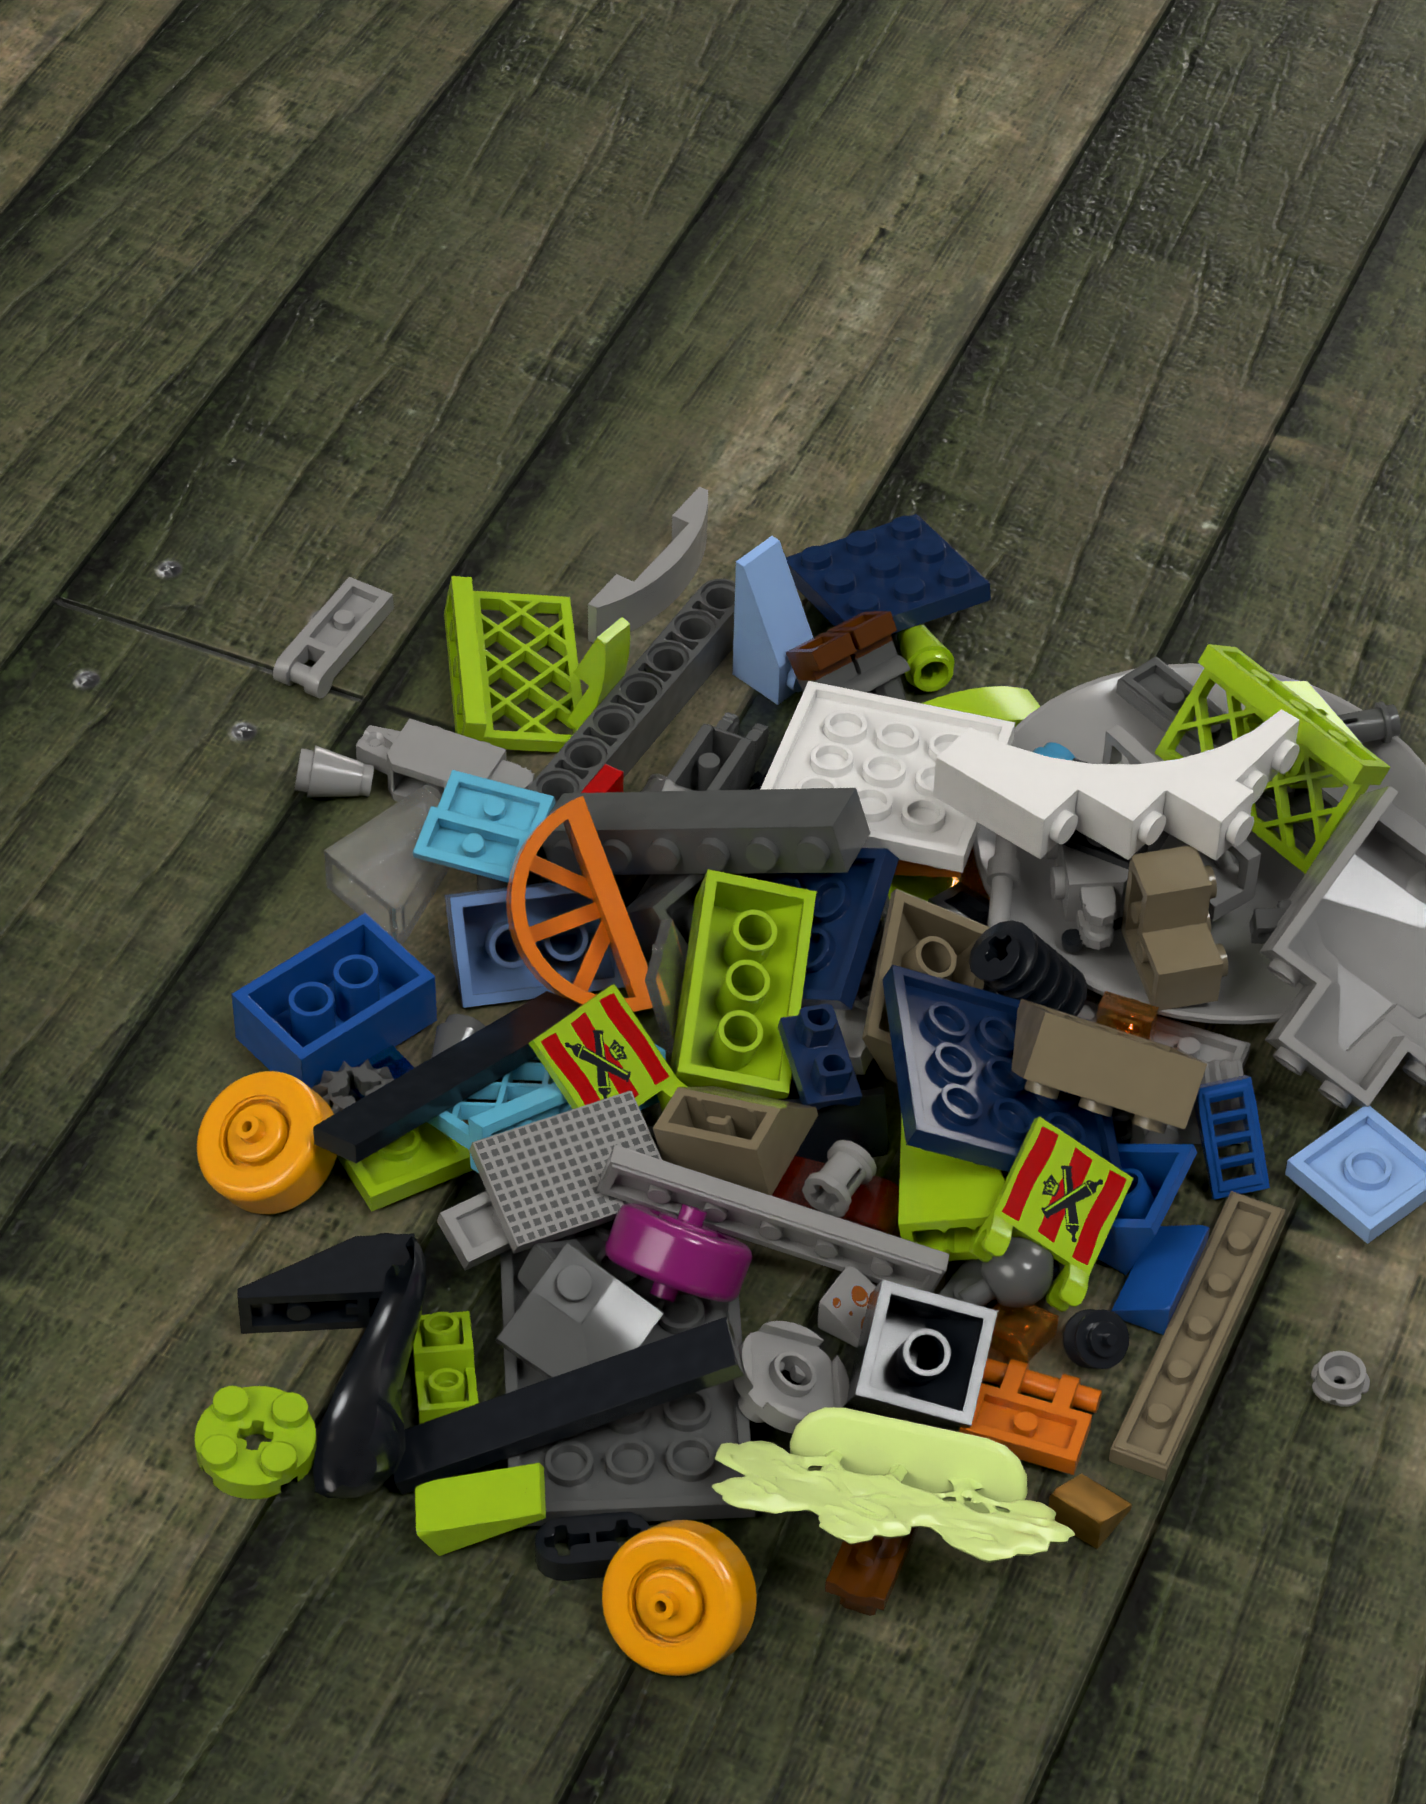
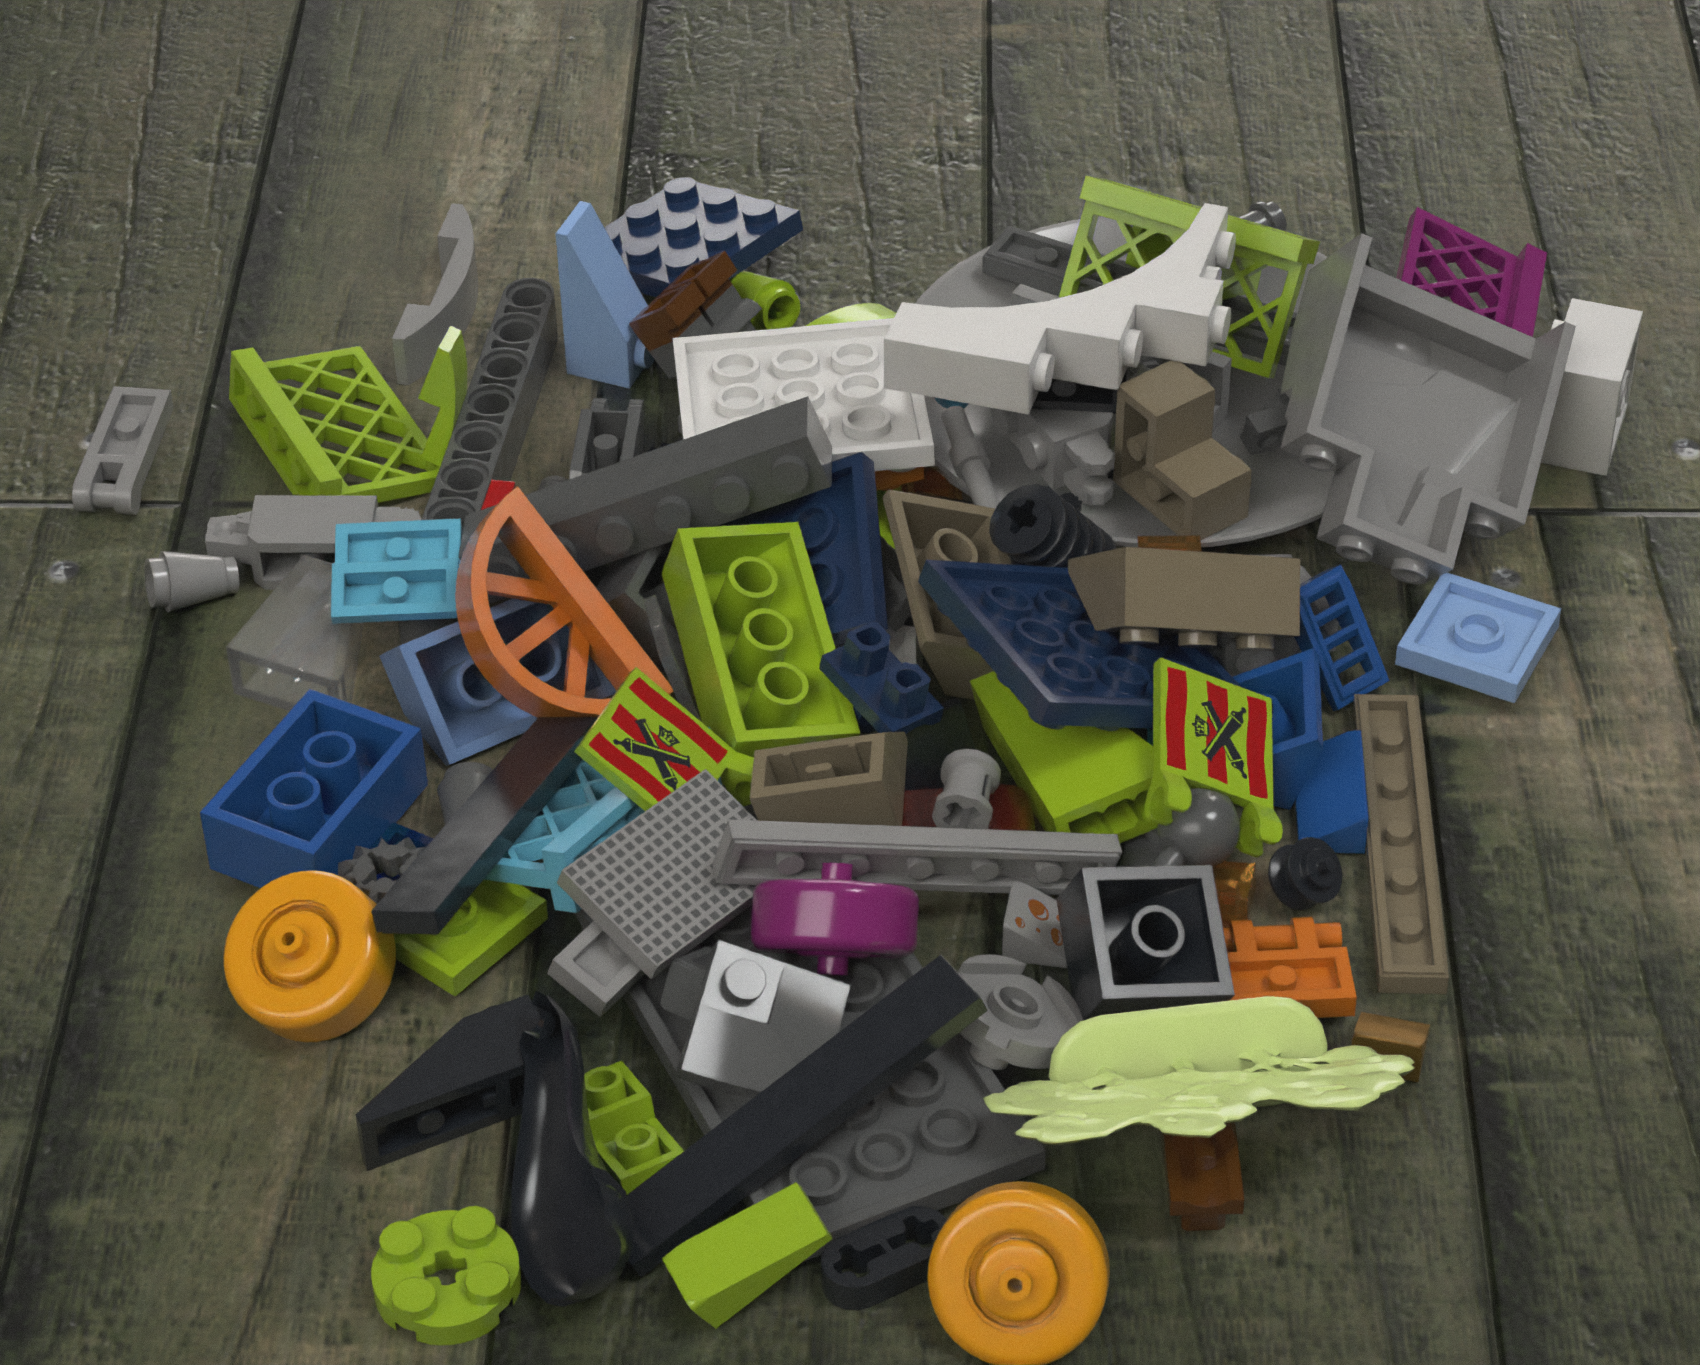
camera: 20 degrees left, 5 degrees down
(1344, 1368) = (1568, 835): light grey plate -> none

